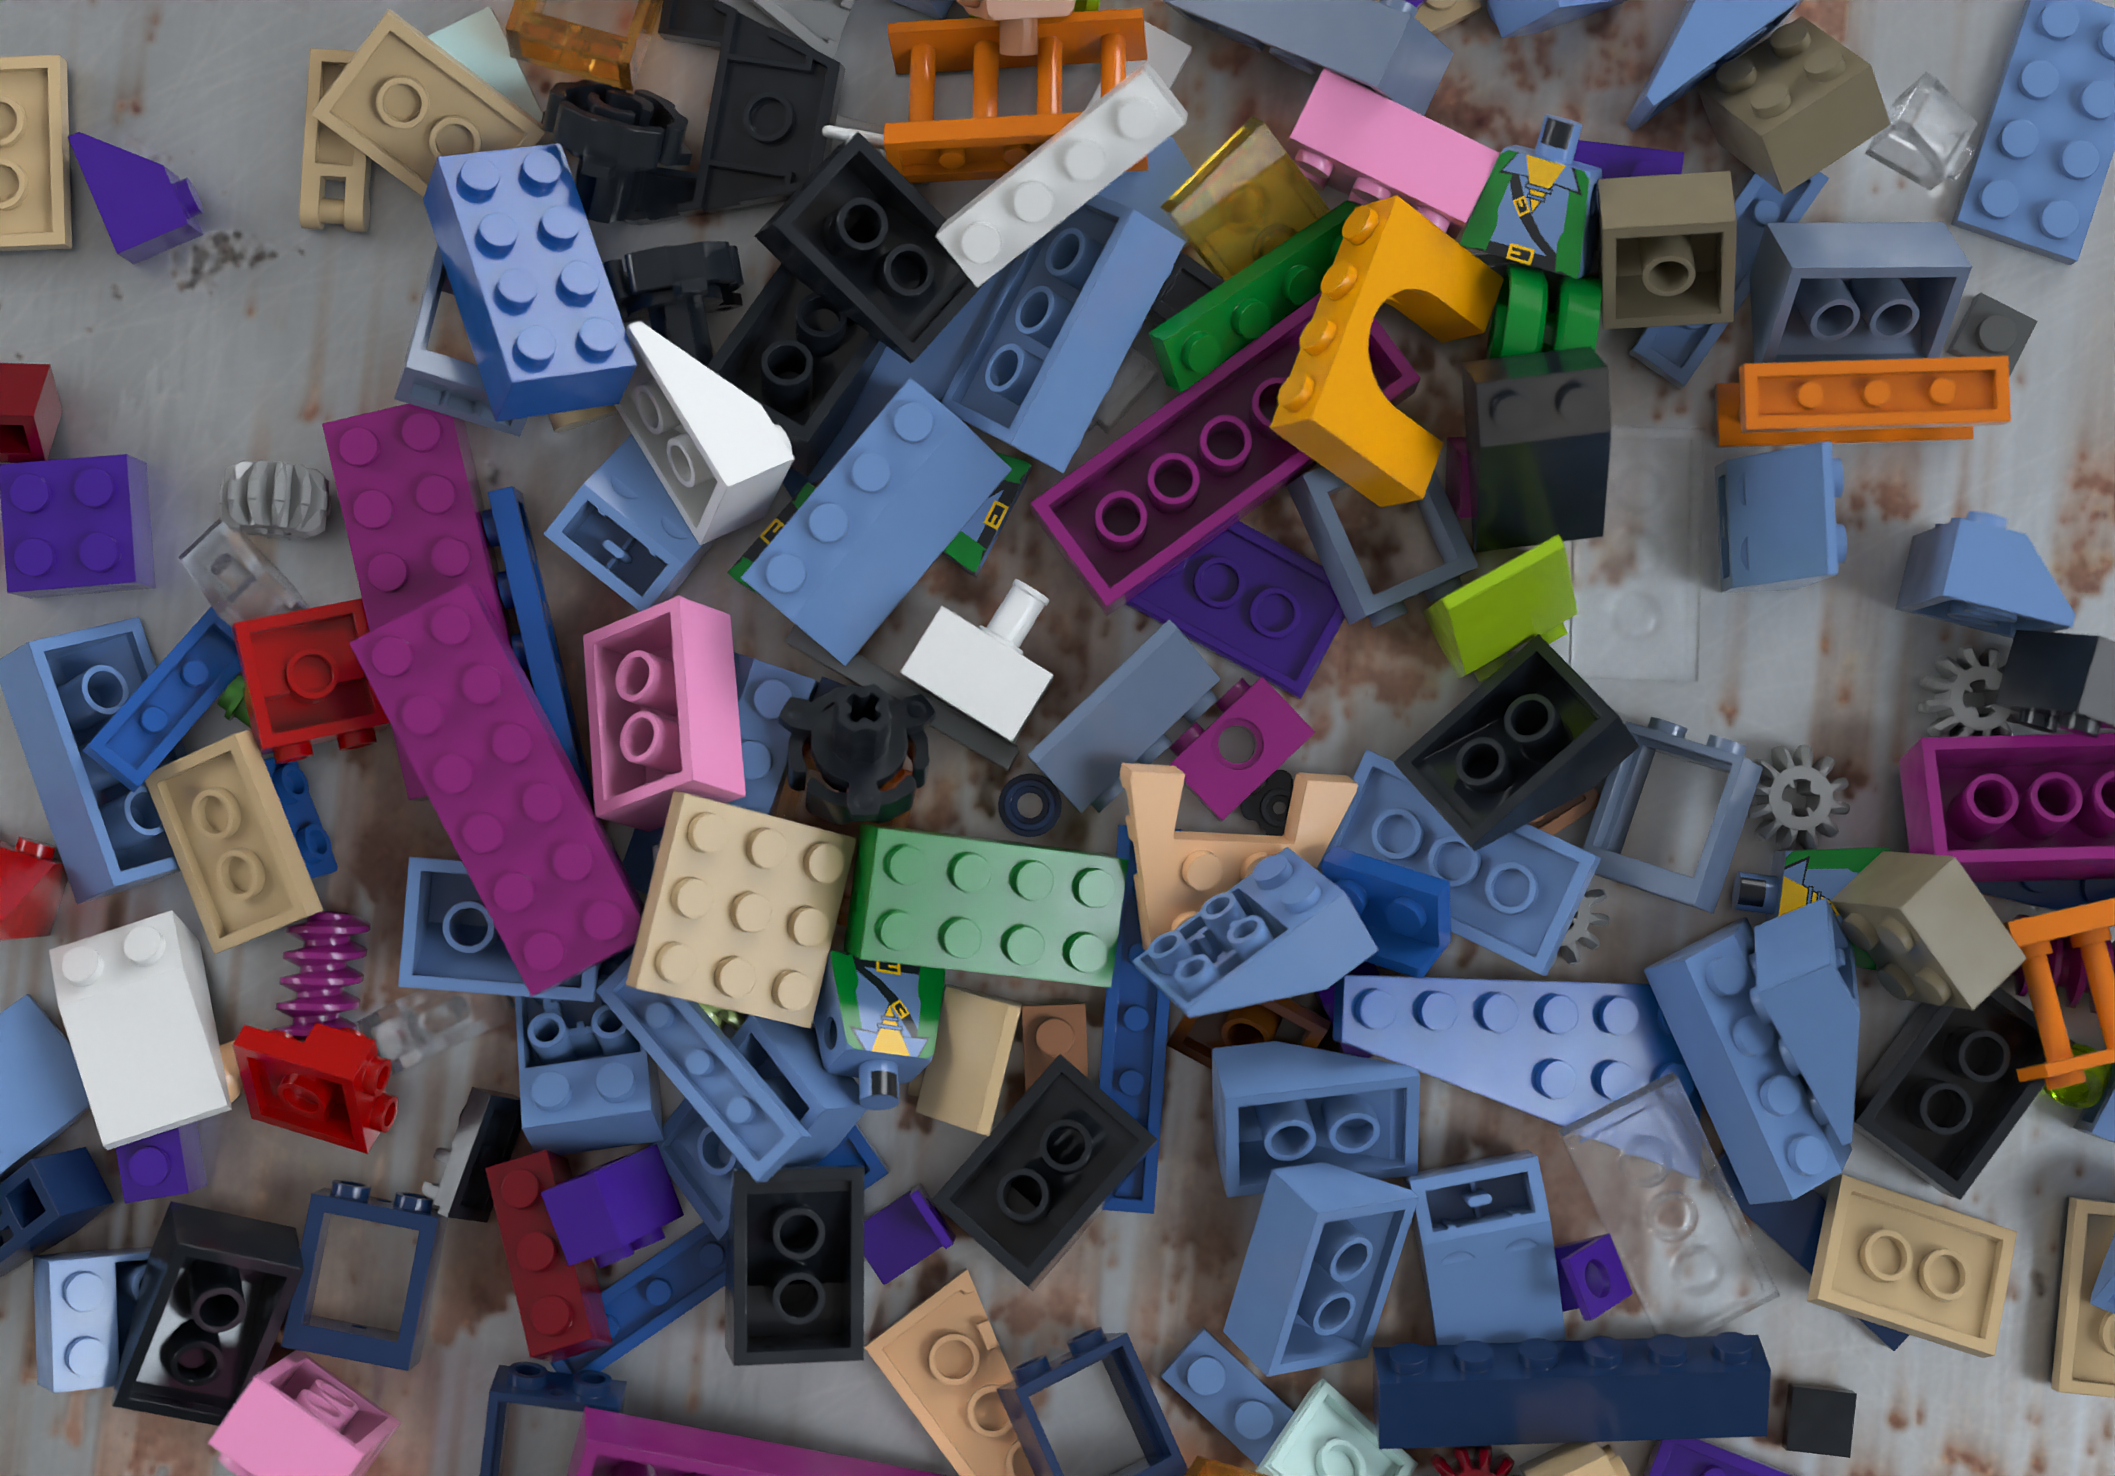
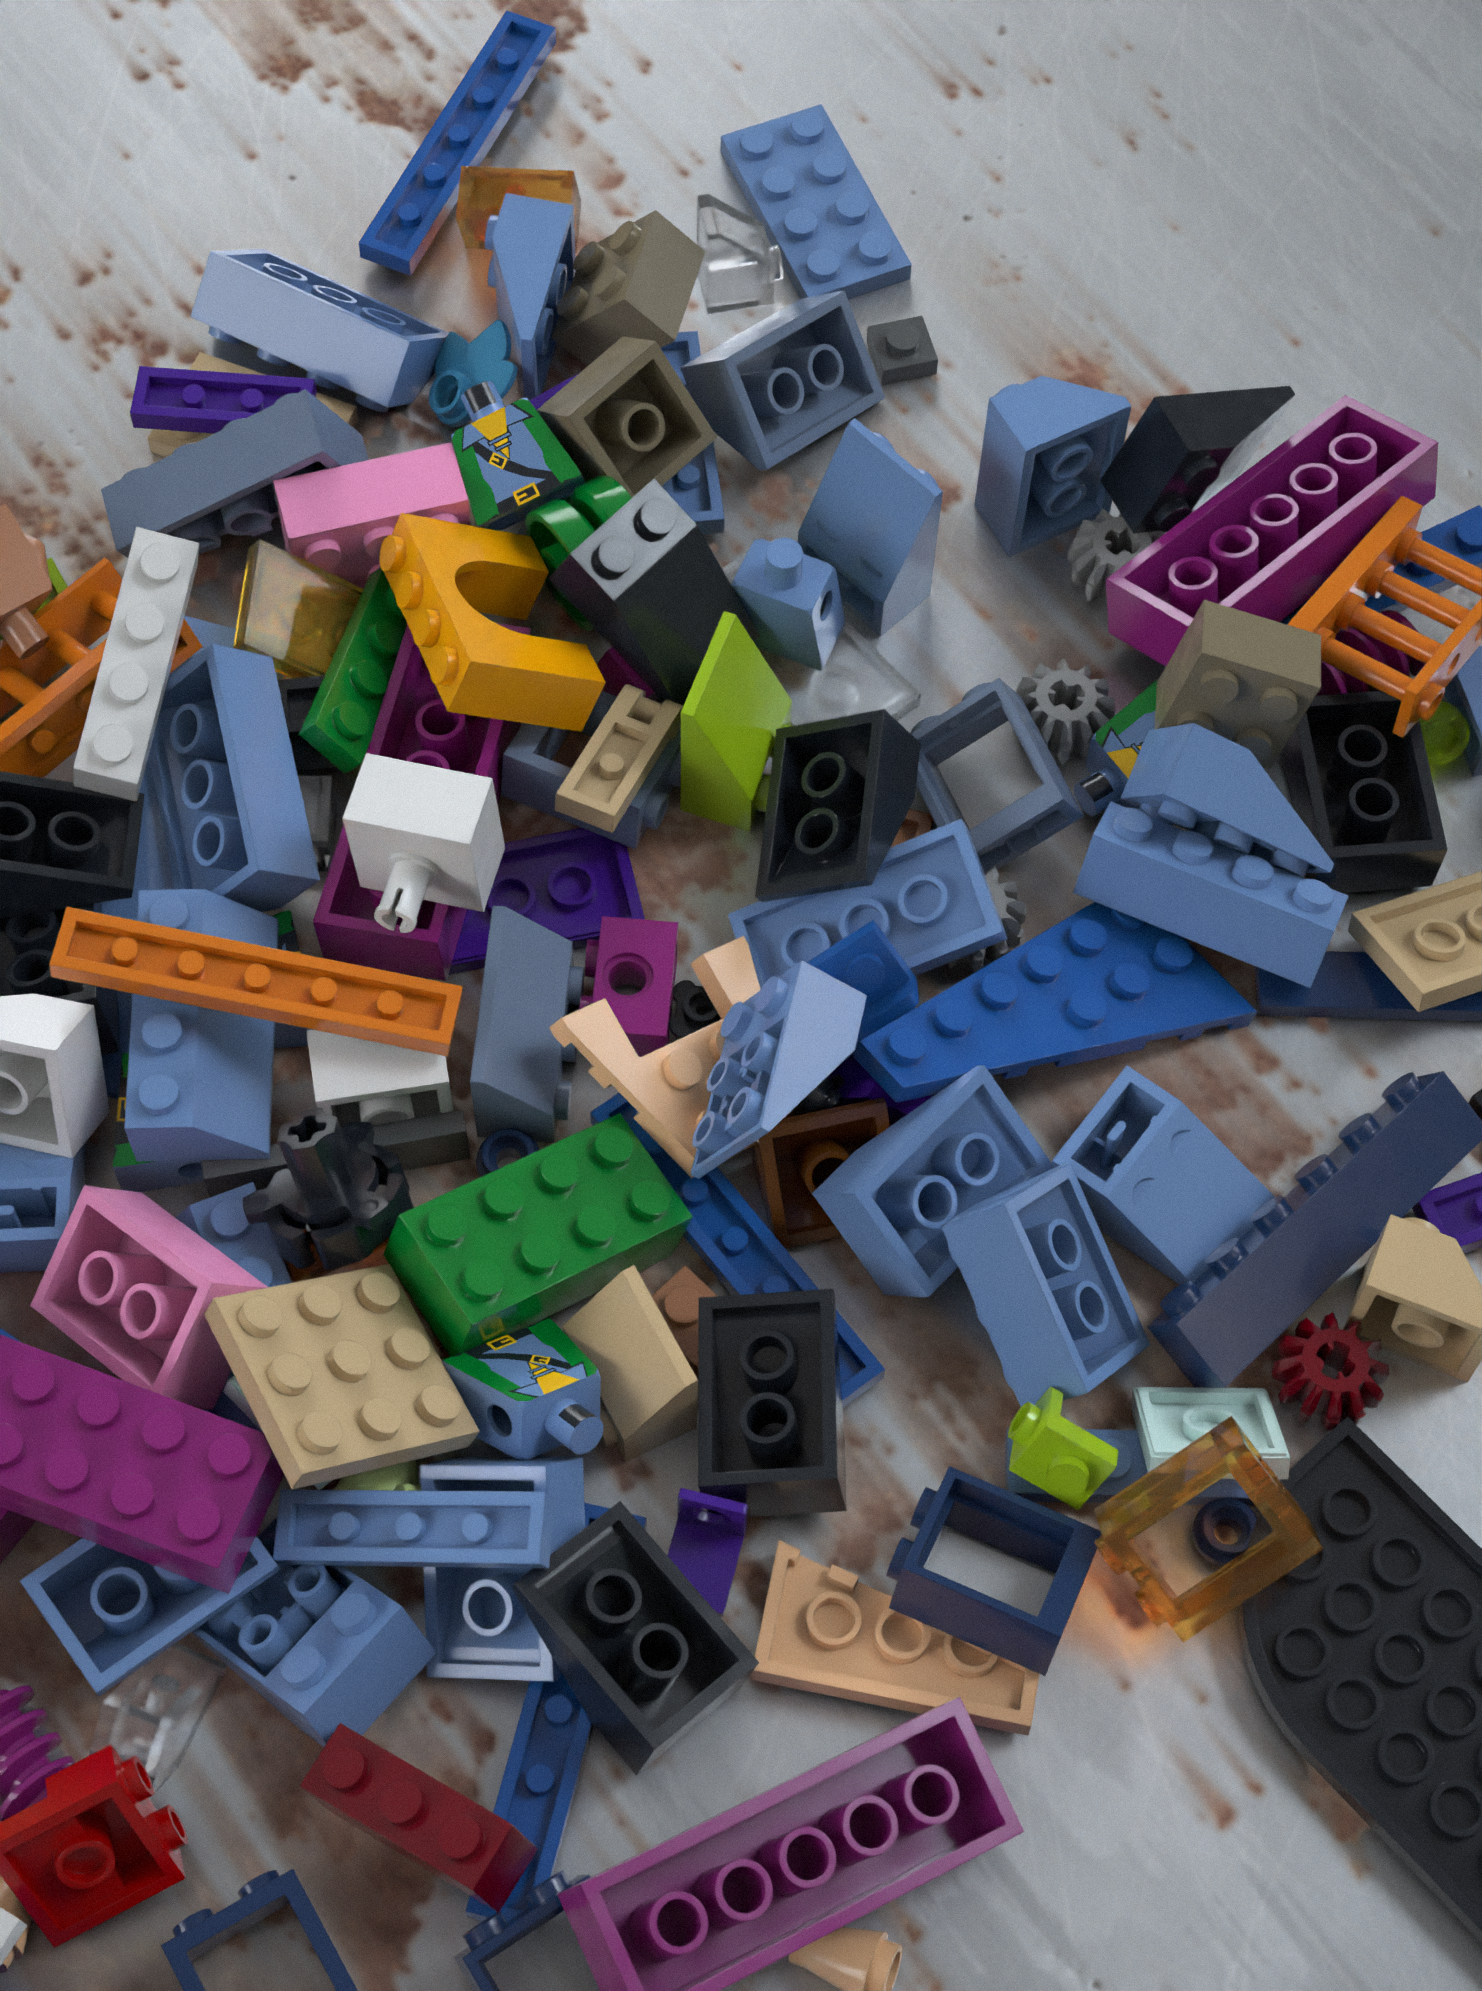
camera: 45 degrees left, 25 degrees down
(483, 1139) = (294, 1821): black plate -> none
(613, 1208) = (437, 1723): dark purple brick -> none
(926, 548) = (256, 981): none -> orange plate
(1153, 528) = (423, 837): none -> white brick
(1206, 1391) = (1058, 1452): none -> lime bracket
(1383, 564) = (618, 758): none -> tan plate
(1591, 1276) = (1251, 1130): dark purple bracket -> none
(1601, 62) = (468, 364): none -> dark azure plate
(1651, 522) = (791, 601): none -> medium blue torso
(1669, 1210) = (1258, 1042): clear tile -> none
(1862, 401) = (874, 382): orange fence -> none

